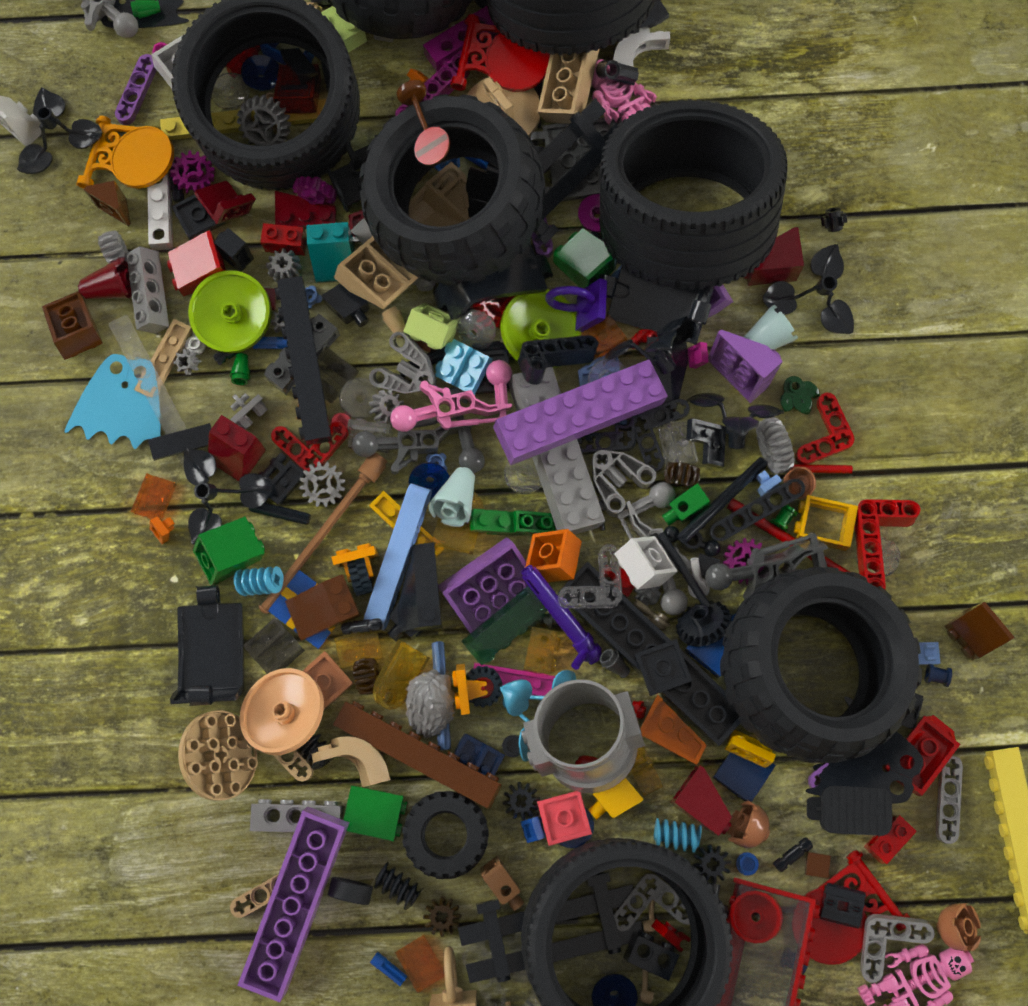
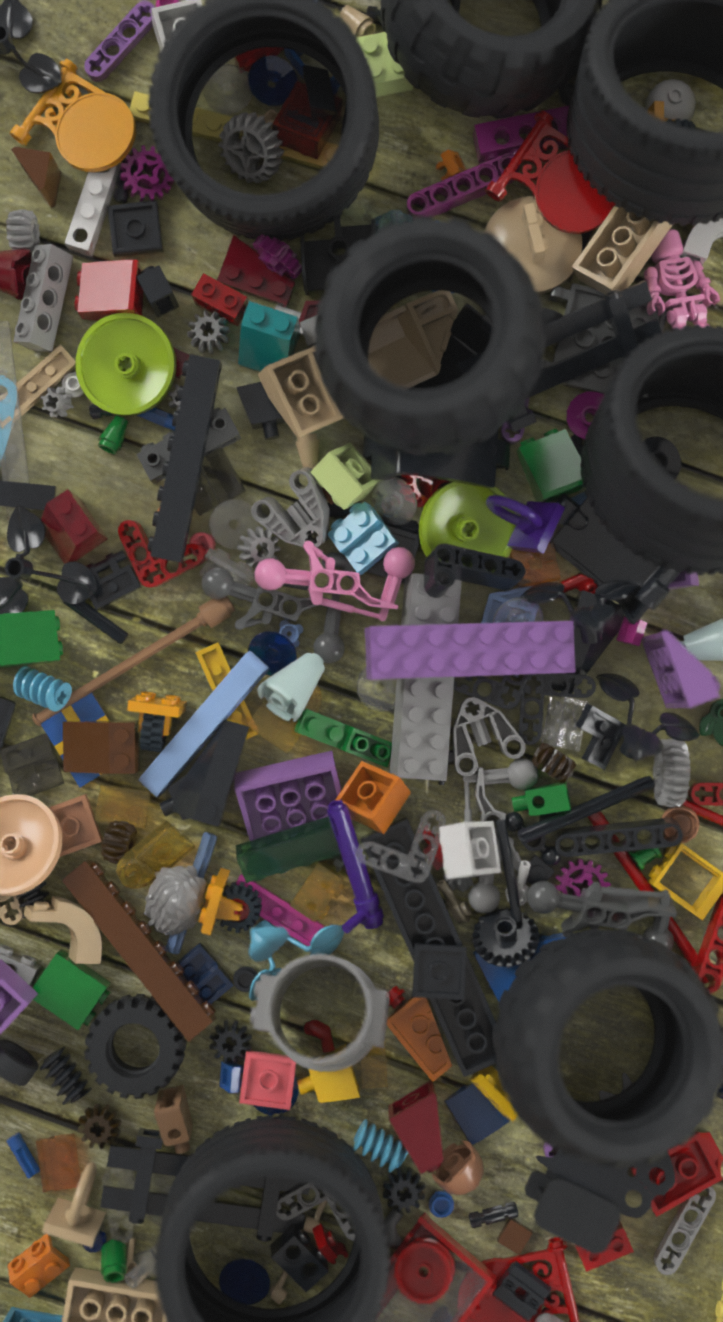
camera: 20 degrees right, 10 degrees up
(223, 202) = (168, 226): dark red bracket -> none
(241, 417) = (93, 491): light grey hips -> none
(311, 291) = (231, 385): medium blue plate -> none
(330, 490) = (148, 598): light grey gear -> none
(361, 626) = (134, 786): black axle -> none
(433, 142) = (425, 279): piece -> none
(613, 662) = (390, 937): dark grey cone -> none
(618, 72) = (687, 255): black piece -> none
(767, 483) = (644, 809): light blue tile -> none

